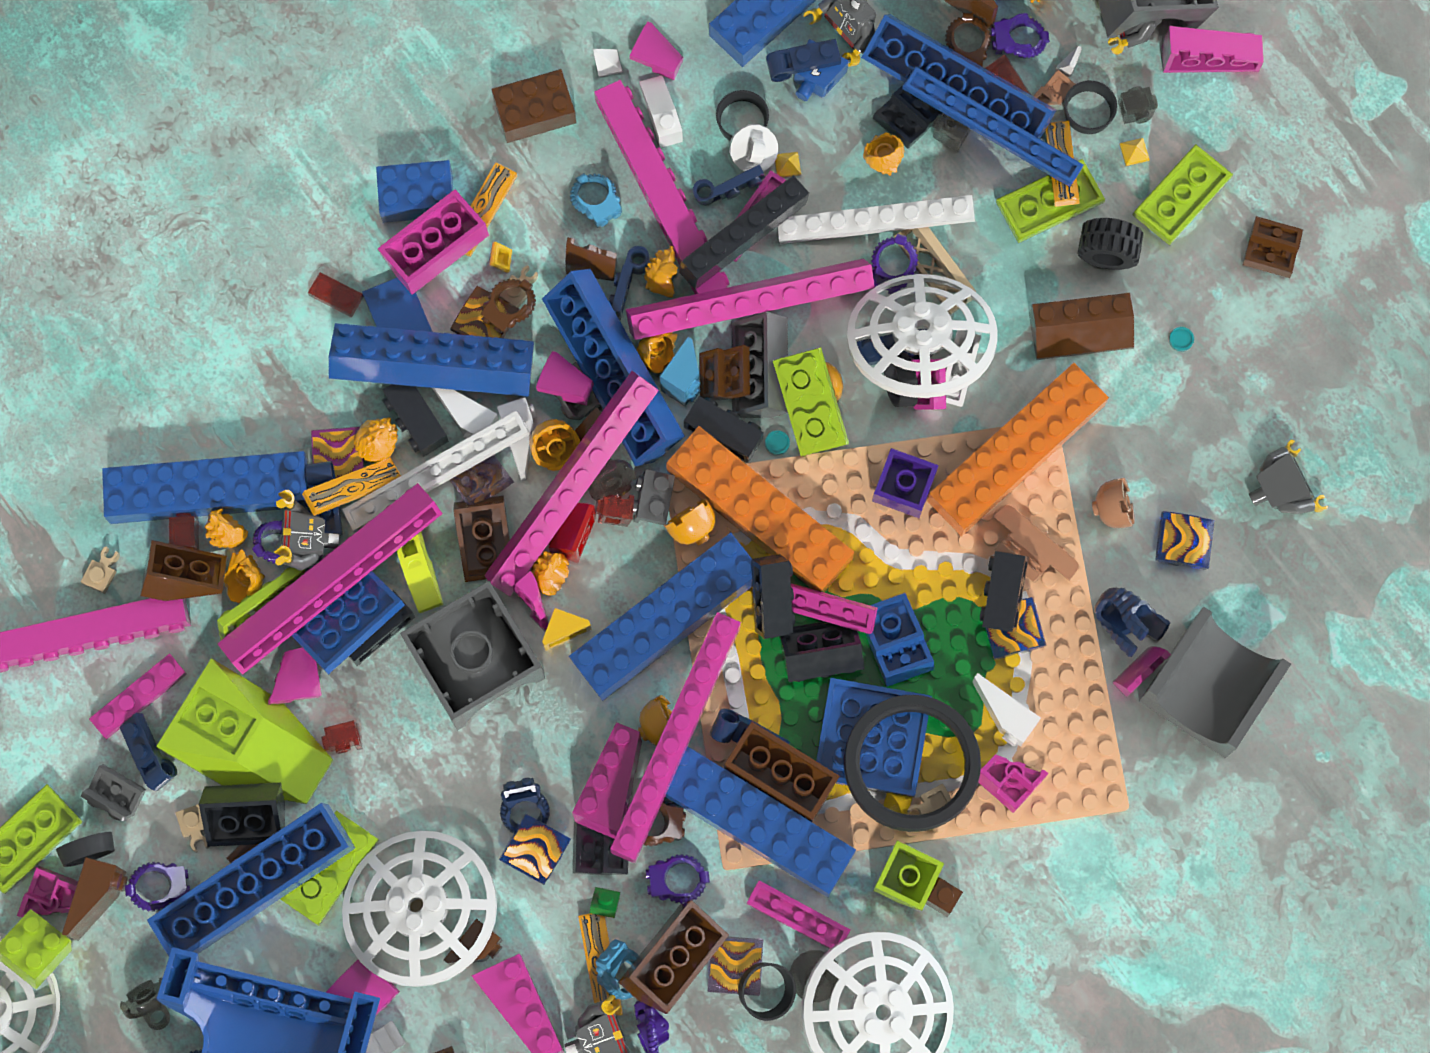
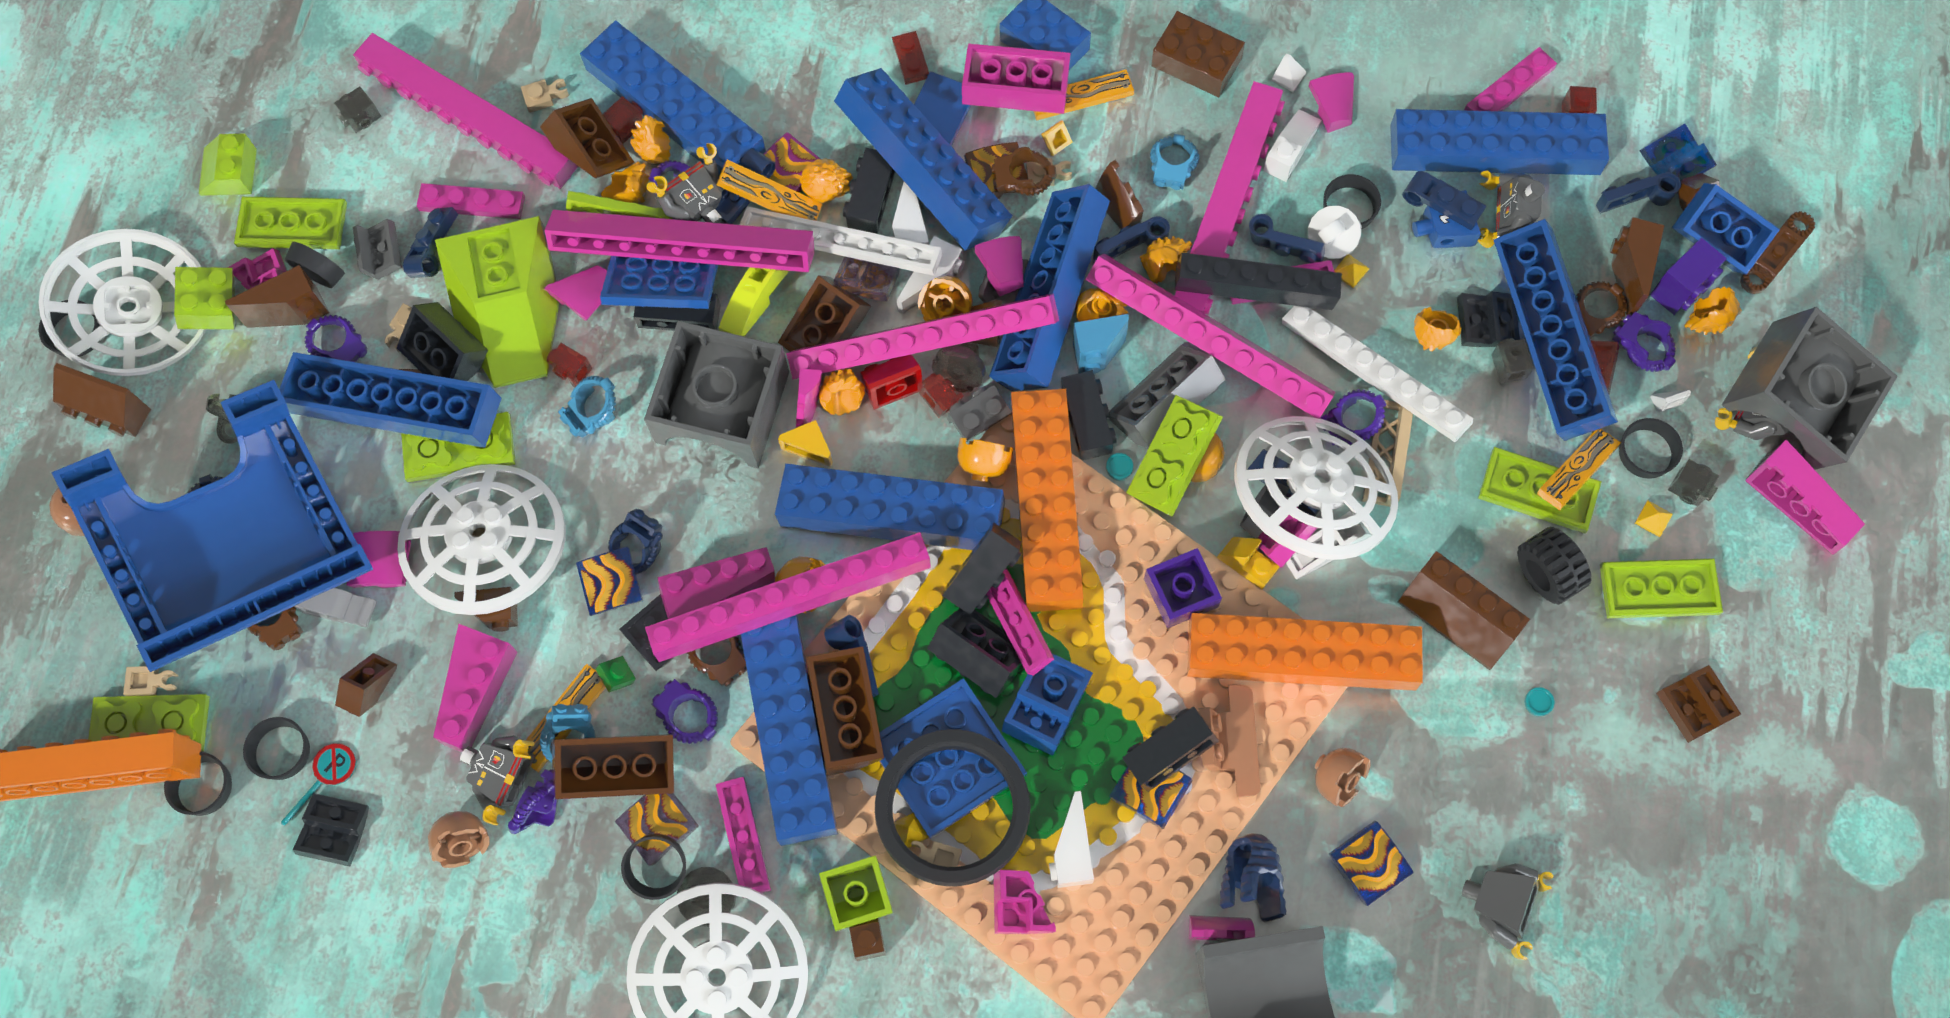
camera: 50 degrees right, 5 degrees down
(384, 767) = (575, 413): none -> dark azure piece
(725, 373) = (1133, 375): reddish brown slope -> none
(920, 425) = (1244, 558): none -> yellow slope
(992, 126) = (1548, 385): blue tile -> none
(1055, 89) = (1633, 408): nougat slope -> none

